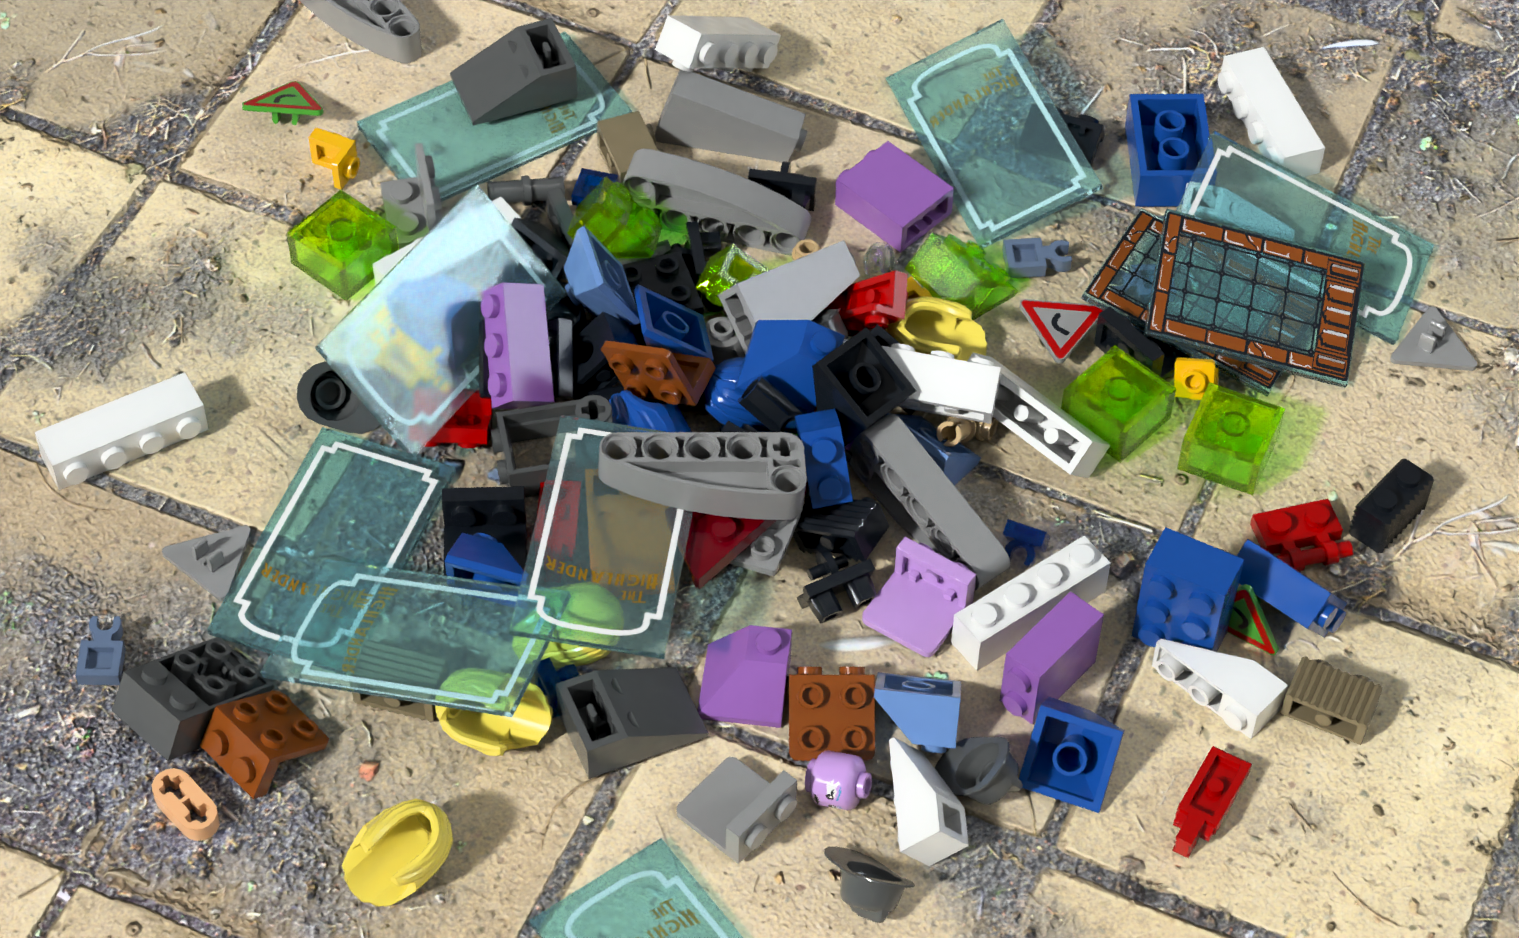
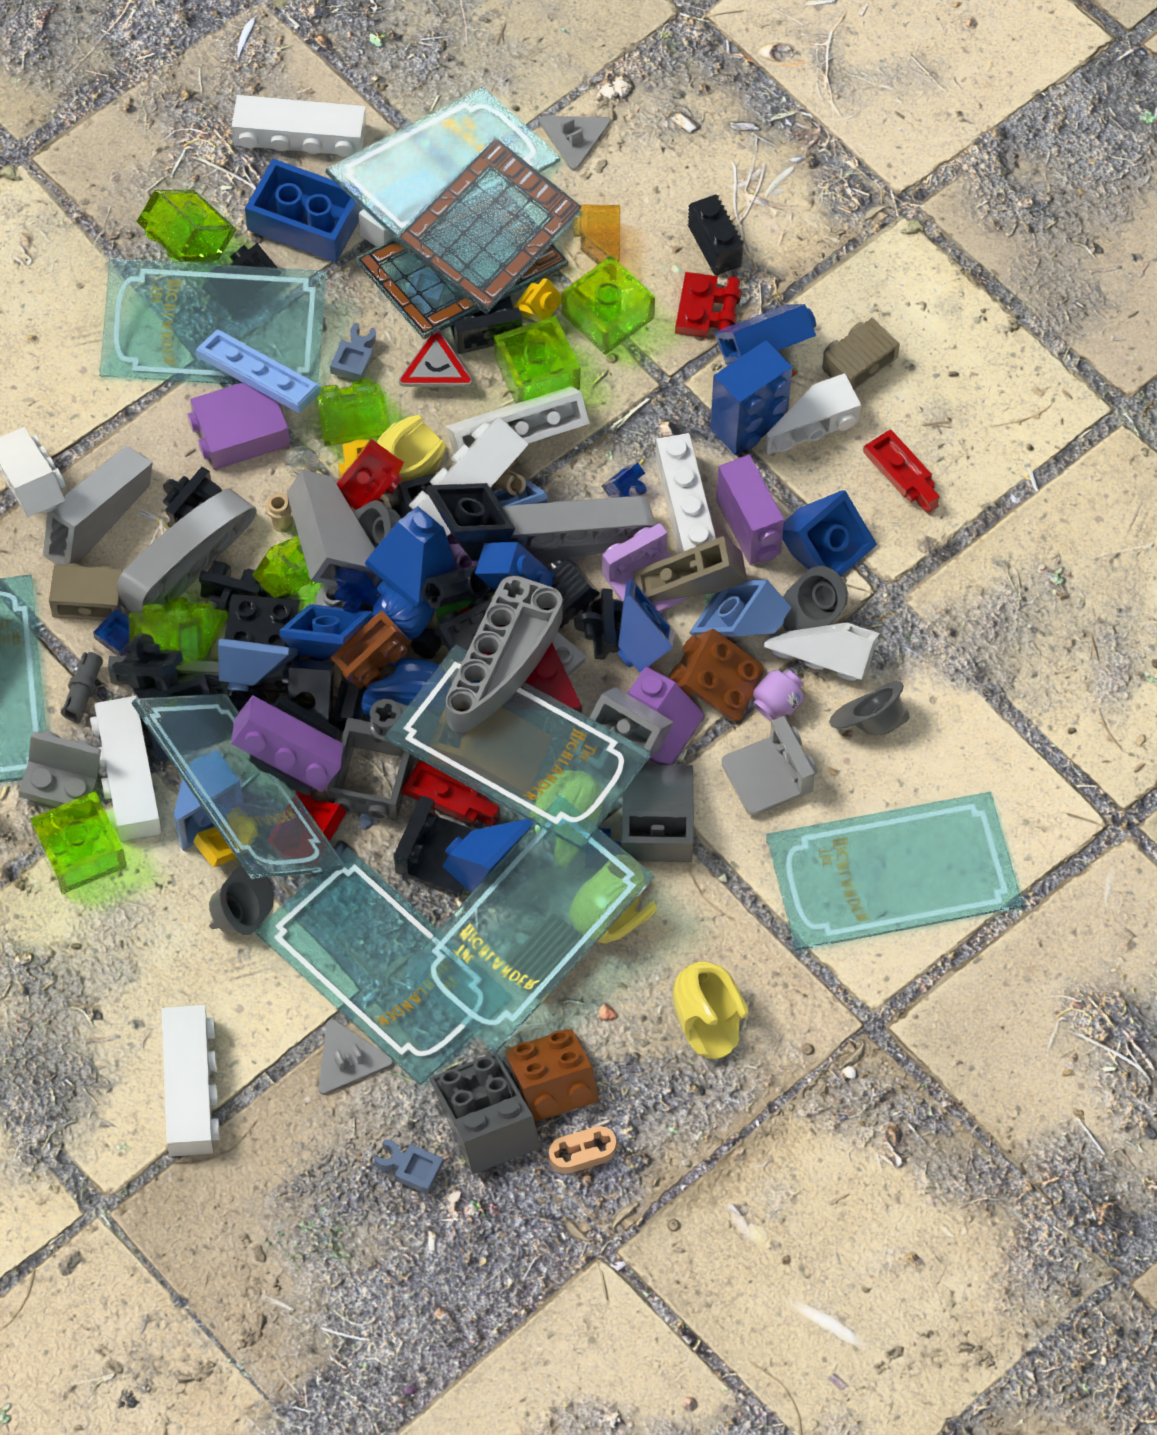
camera: 65 degrees left, 10 degrees up
(555, 207) = (147, 660): none -> black hips
(706, 636) = (632, 719): none -> light grey brick
(728, 332) = (355, 589): none -> clear blue tile
(843, 607) = (643, 630): none -> blue slope
(942, 636) = (693, 572): none -> dark tan slope
(950, 178) = (258, 371): none -> light blue tile
(1083, 63) = (186, 225): none -> clear neon green brick
(1321, 407) = (599, 231): none -> clear yellow slope

